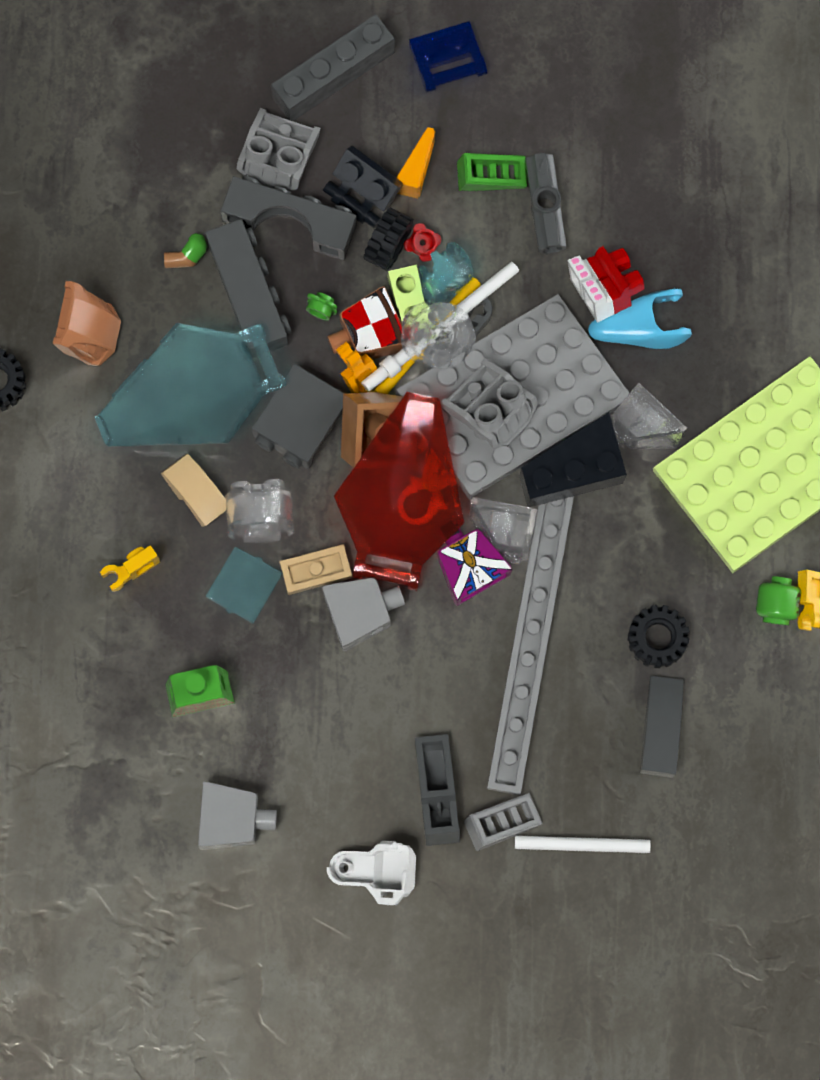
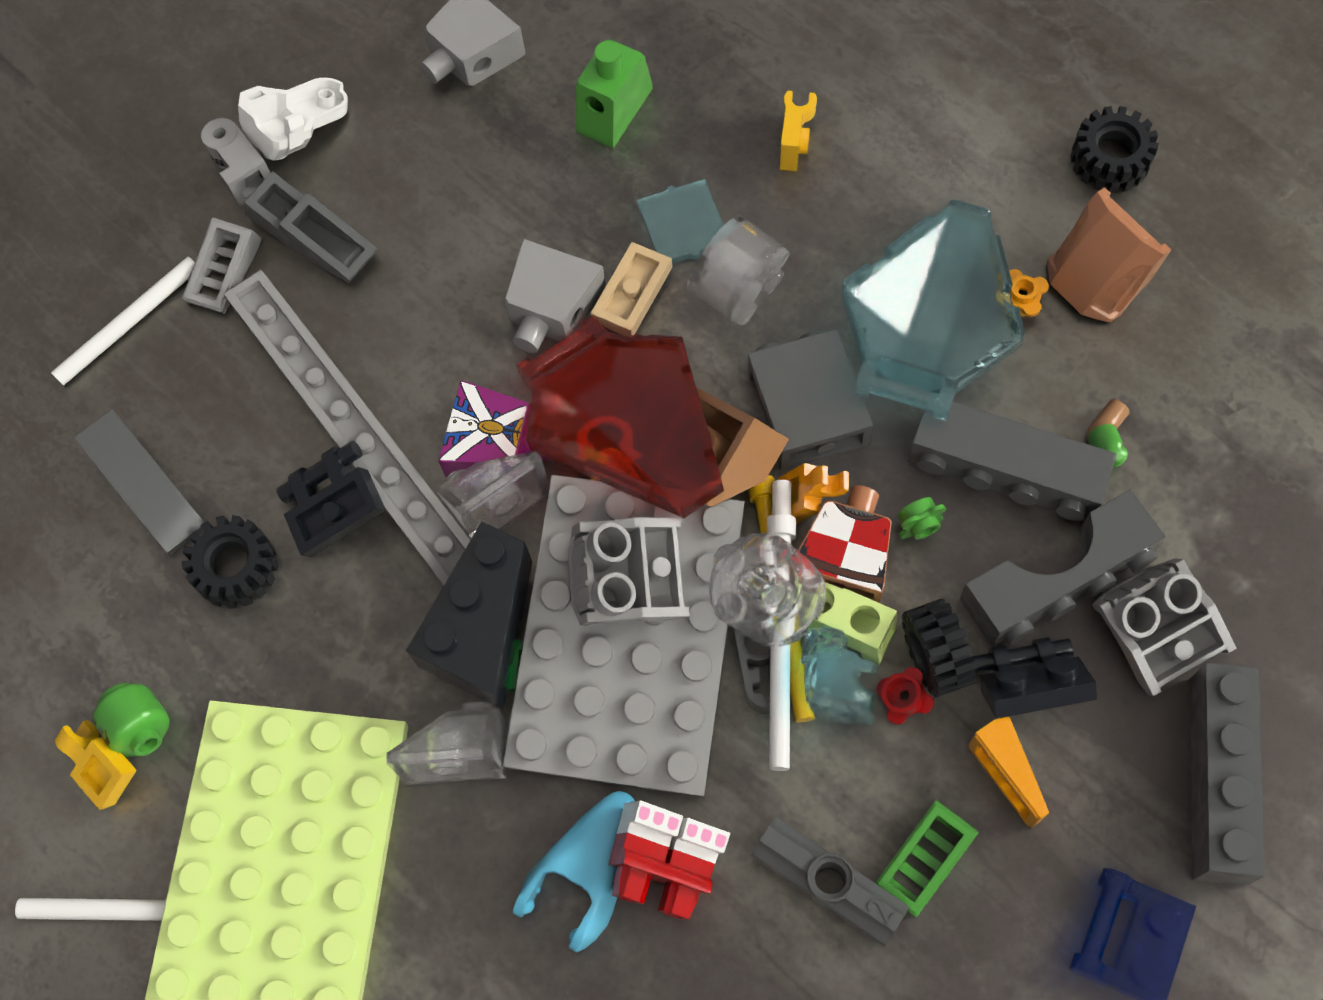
camera: 140 degrees right, 10 degrees down
(127, 354) = (1035, 287): none -> light orange plate
(196, 489) = (825, 240): tan slope -> none
(427, 893) = (236, 155): none -> light grey leg
(584, 603) = (335, 510): none -> black plate

